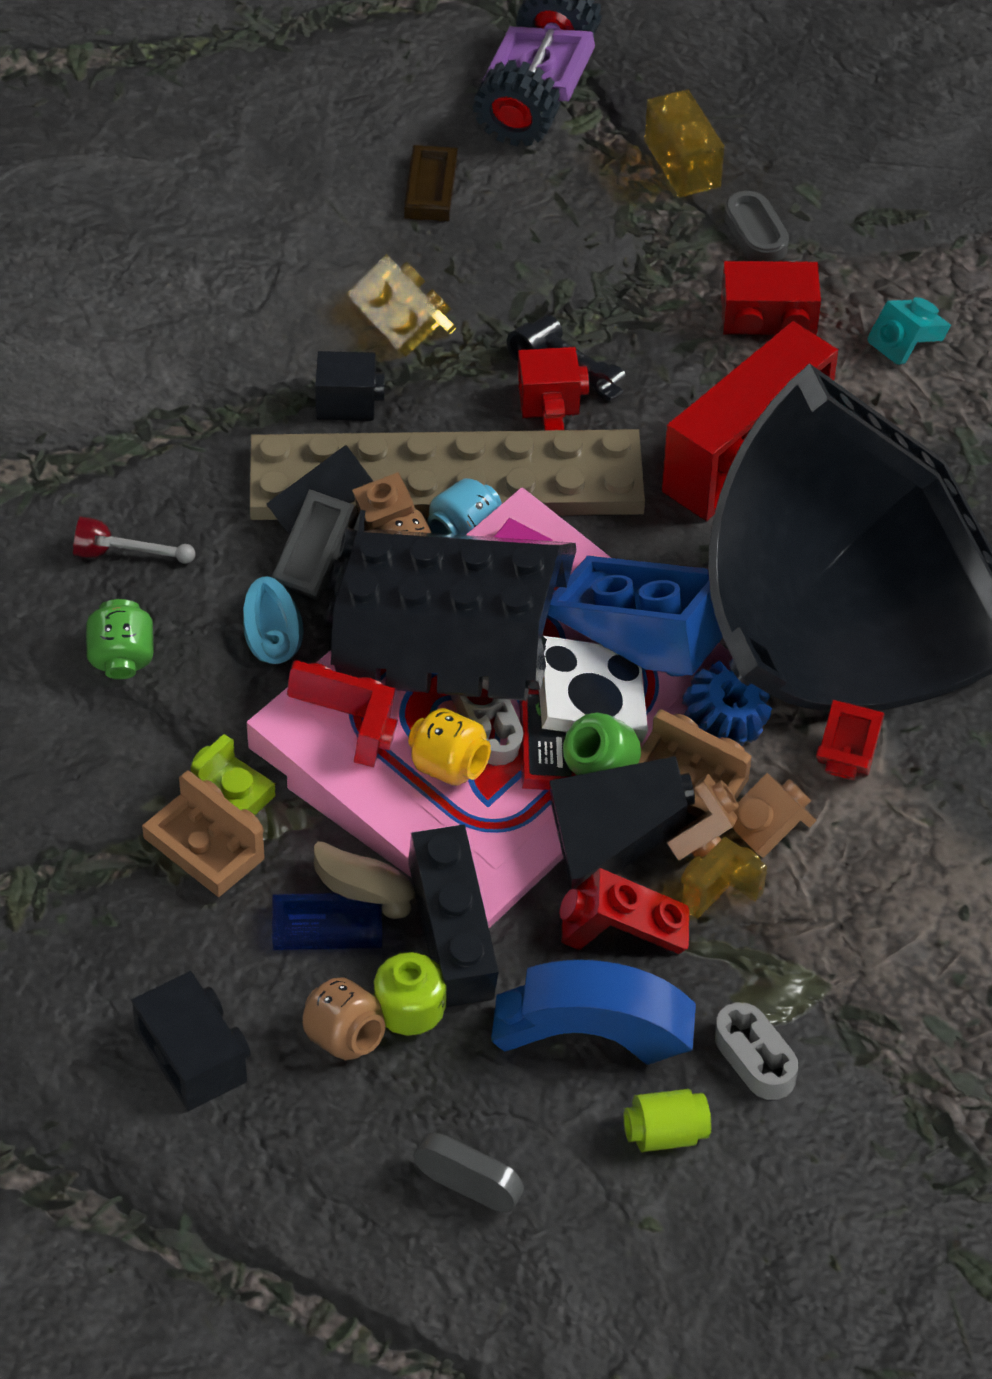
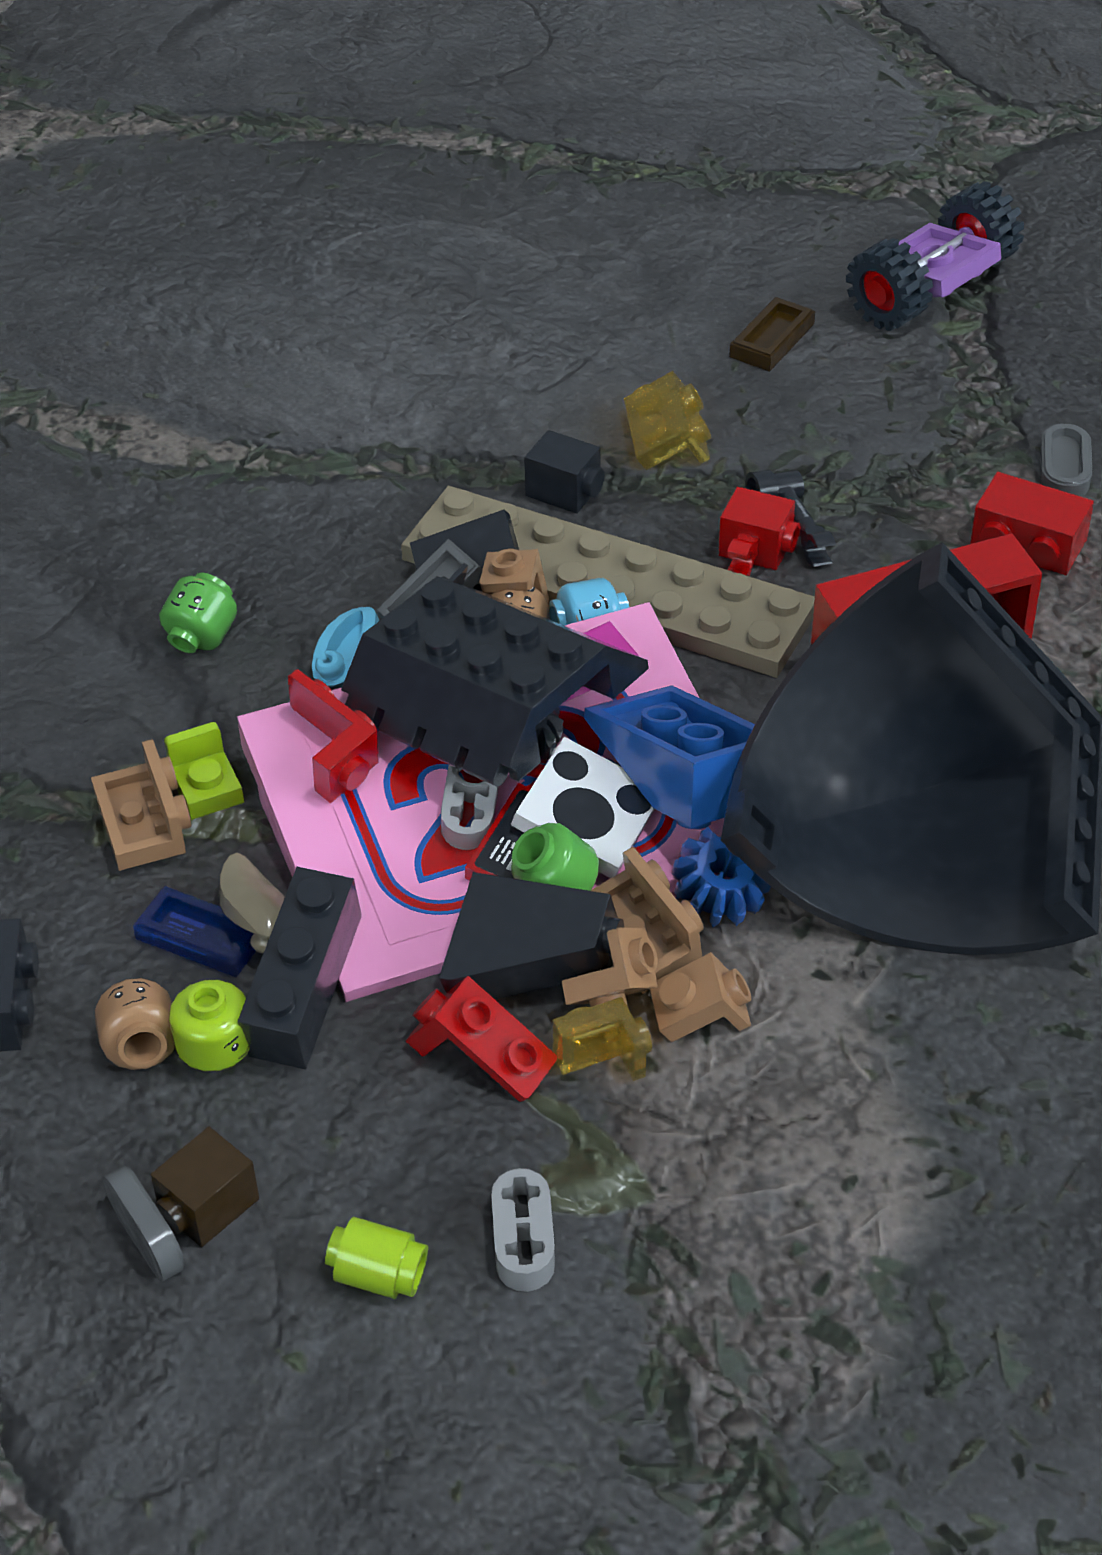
camera: 30 degrees right, 5 degrees down
(94, 539) = (245, 524): hinge -> none
(449, 747) = (405, 807): yellow head -> none
(498, 1119) = (204, 1187): none -> dark brown brick
(600, 1000) = (385, 1111): blue arch -> none
(684, 143) = (1035, 364): clear yellow brick -> none
(849, 740) = (830, 958): red bracket -> none

